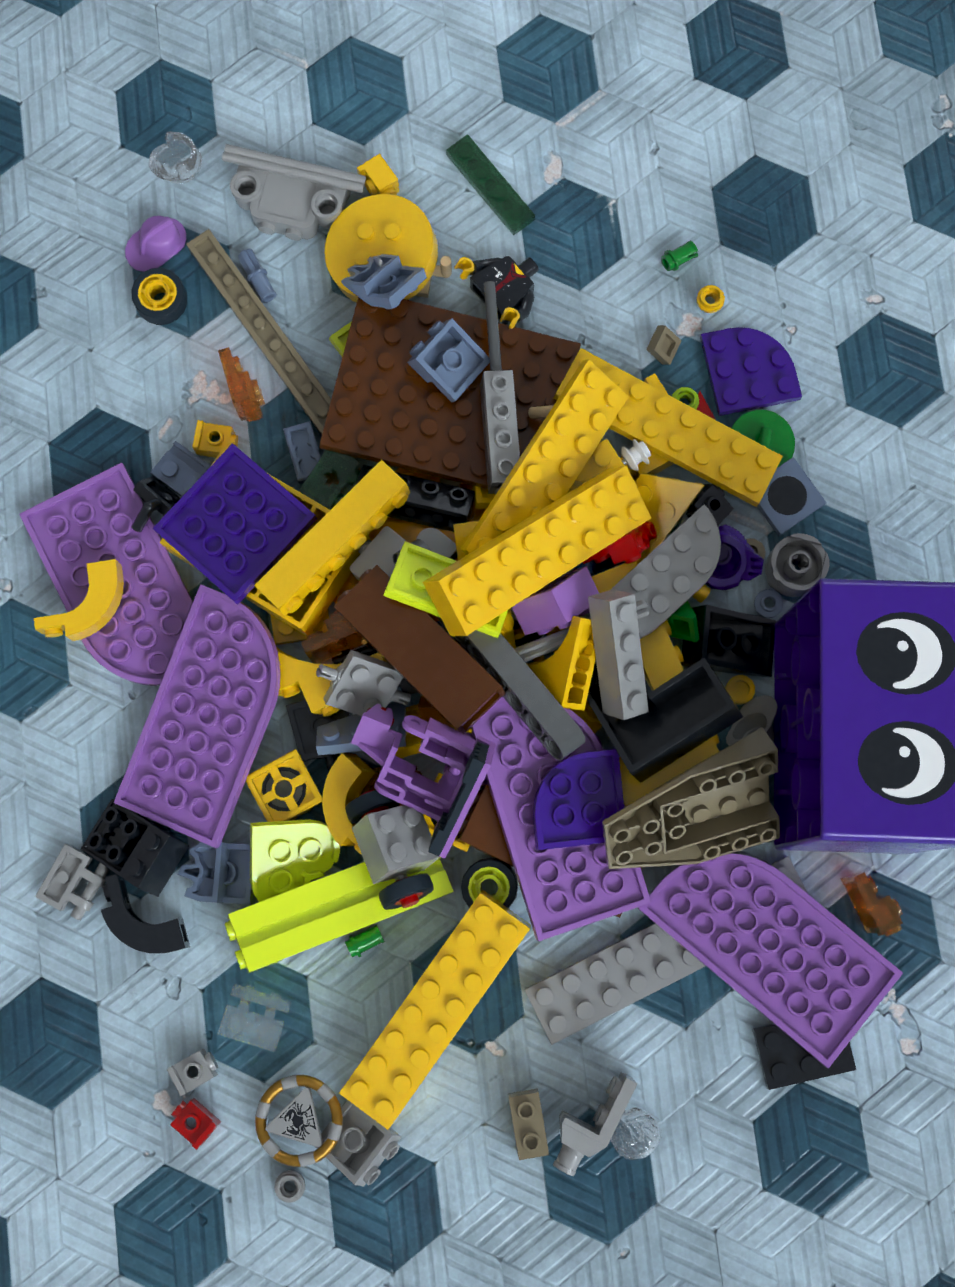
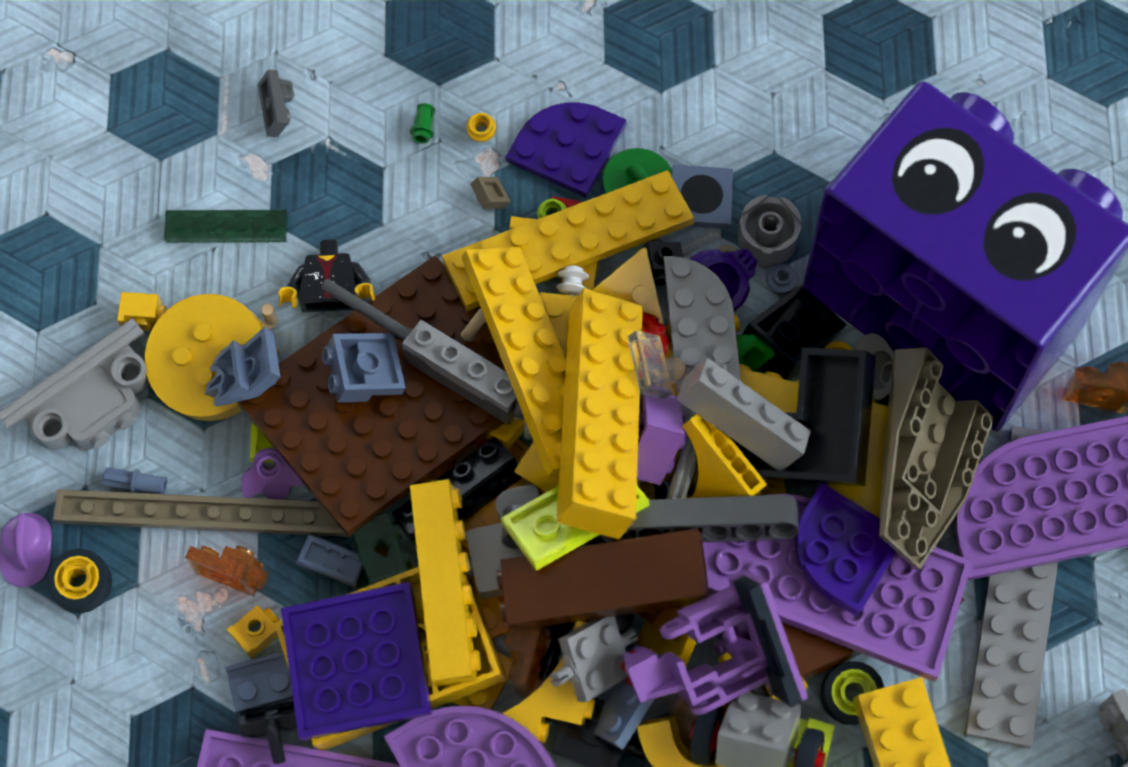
camera: 50 degrees left, 10 degrees down
(325, 359) = (271, 480): none -> medium lavender plate
(603, 561) = (651, 368): none -> clear plate
(616, 134) = (273, 95): none -> dark grey hinge

